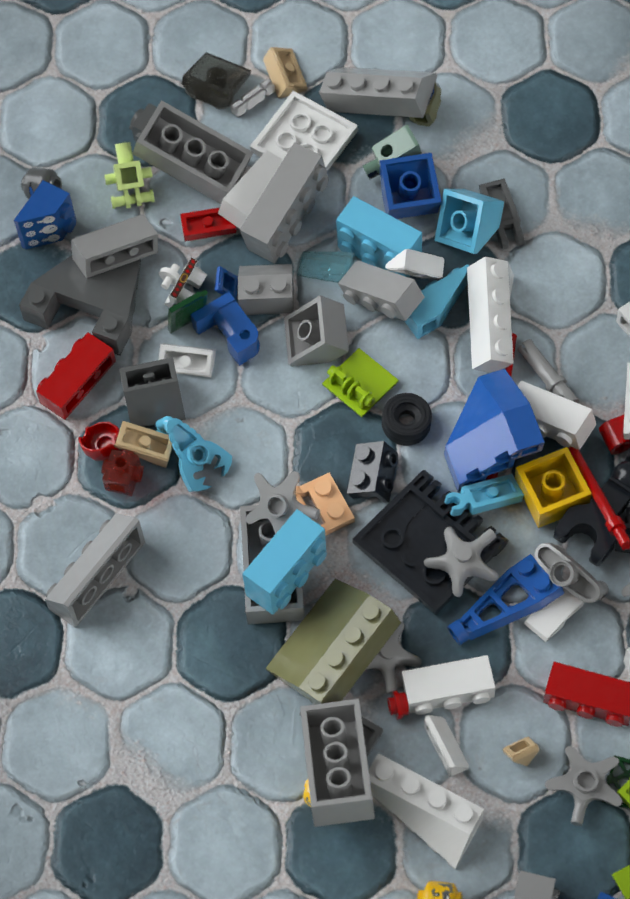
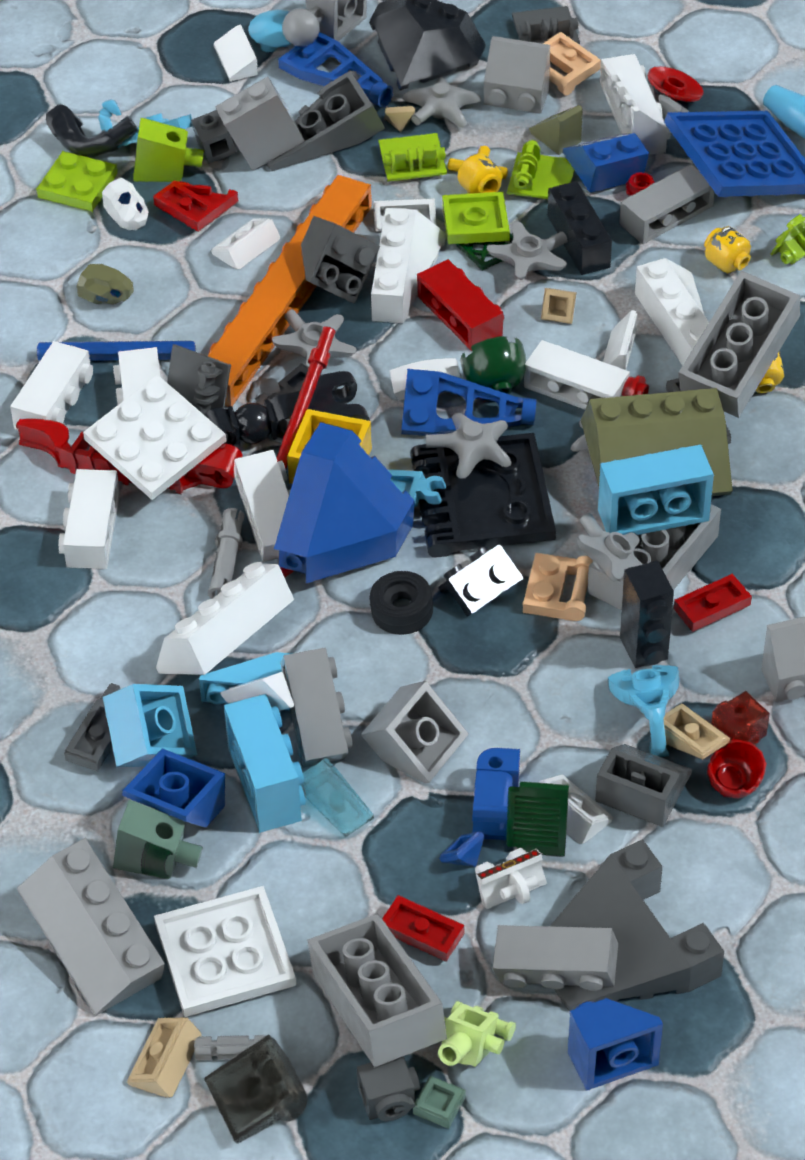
camera: 145 degrees left, 15 degrees down
(35, 176) = (580, 1106): dark grey head -> none
(75, 375) = (713, 856): red brick -> none
(118, 138) = (439, 1102): none -> sand green tile
(208, 561) = (712, 602): none -> red plate
(227, 486) = (646, 614): none -> black brick
(245, 194) = (339, 905): white brick -> none
(266, 289) = (422, 814): light grey slope -> none
(285, 203) = (327, 857): light grey brick -> none
(359, 382) = (413, 662): lime hinge -> none
(509, 645) = (495, 364): none -> dark green cylinder
(570, 838) = (586, 236): none -> black brick
(580, 583) = (391, 368): light grey connector -> none

